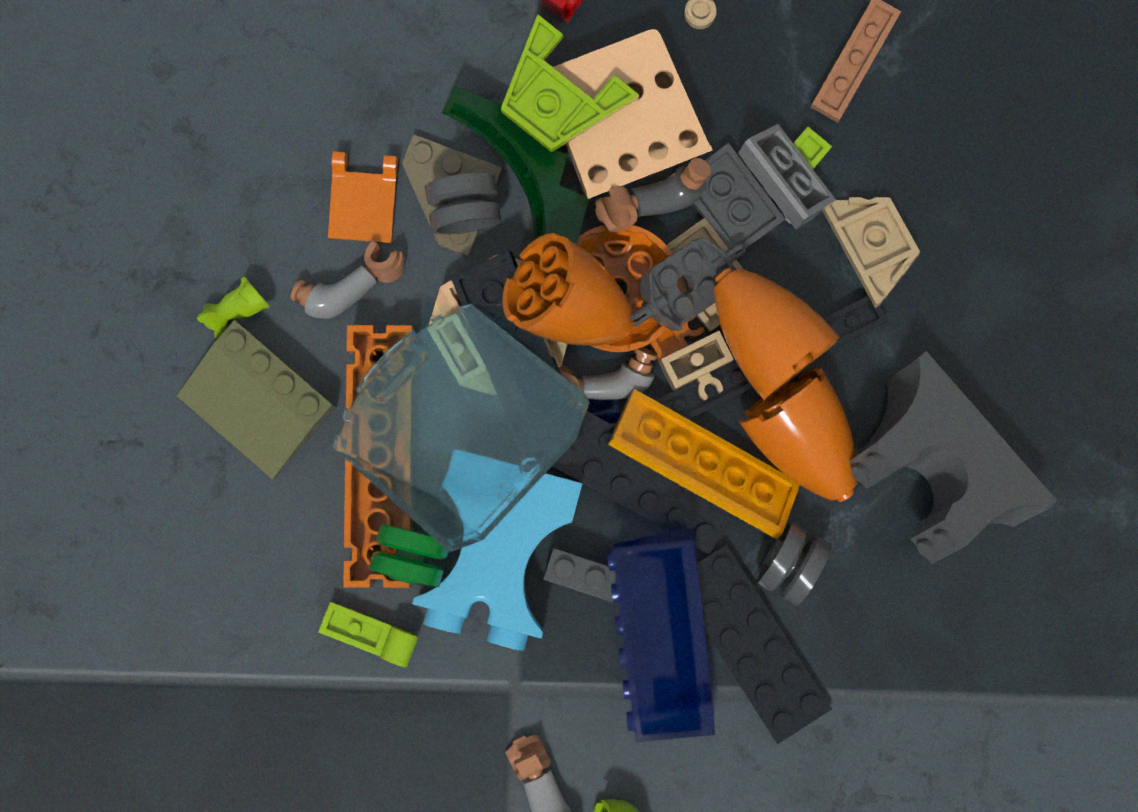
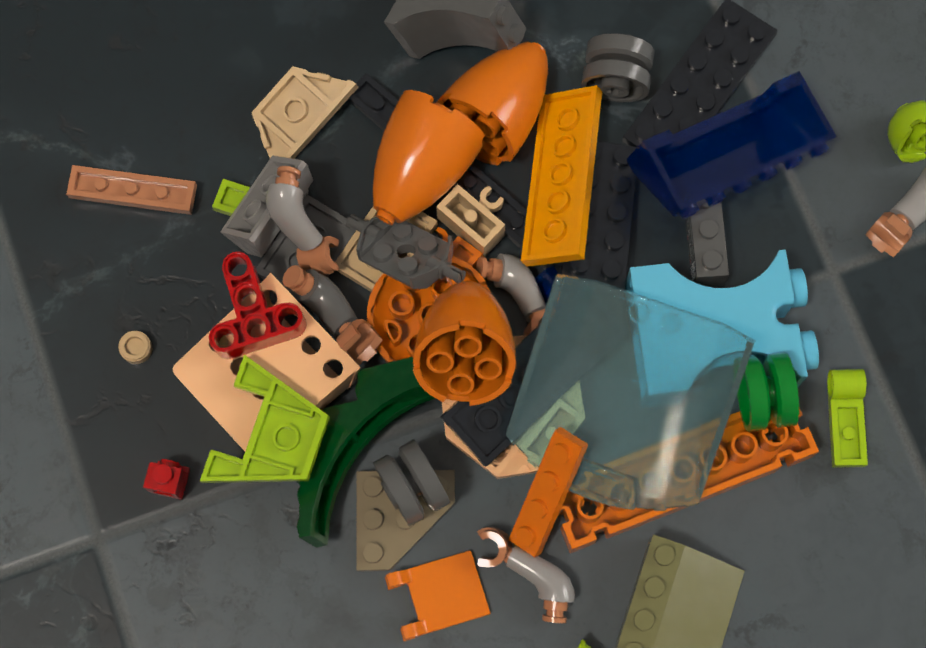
camera: 105 degrees left, 10 degrees down
(404, 322) = (548, 491): none -> orange plate
(673, 109) = (252, 315): none -> red beam
(761, 182) = (286, 209): none -> light grey piece

